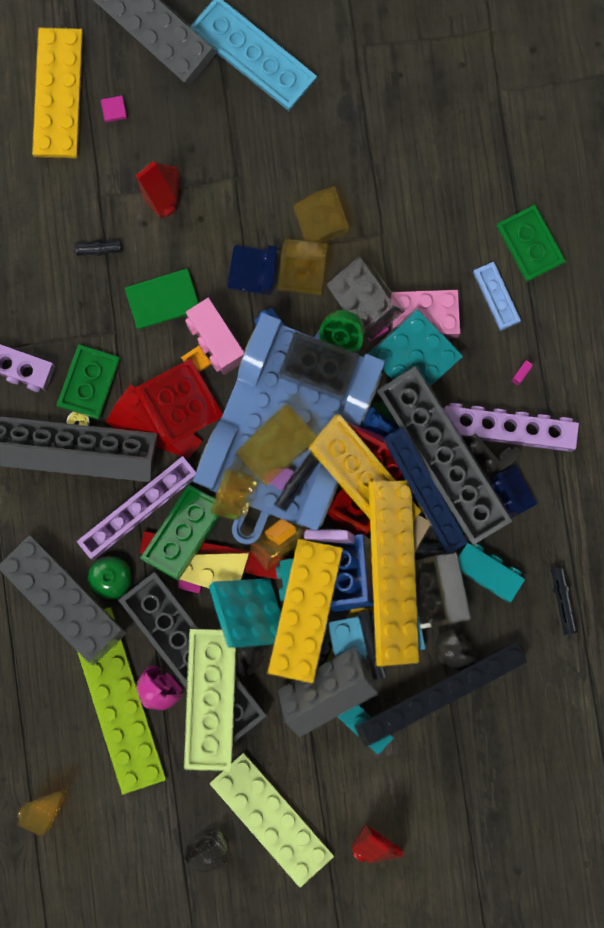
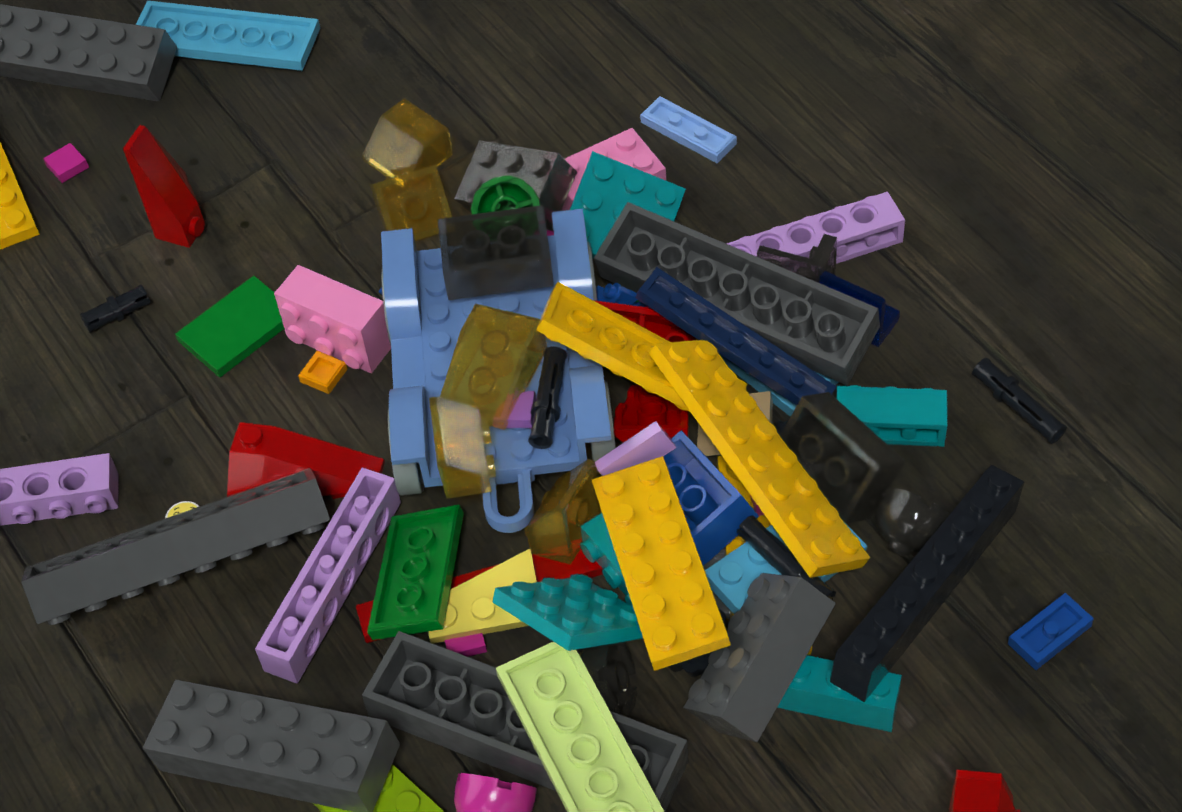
camera: 20 degrees left, 30 degrees down
(88, 382) = (176, 463): green tile -> none
(110, 578) = (334, 683): green cylinder -> none
(179, 402) = (321, 415): red plate -> none
(252, 269) = (347, 237): clear blue bracket -> none
(280, 531) = (560, 478): light orange tile -> none
(488, 747) = (1050, 631): none -> blue plate
(522, 372) = (776, 183): dark pink tile -> none
(530, 243) = (694, 62): green tile -> none

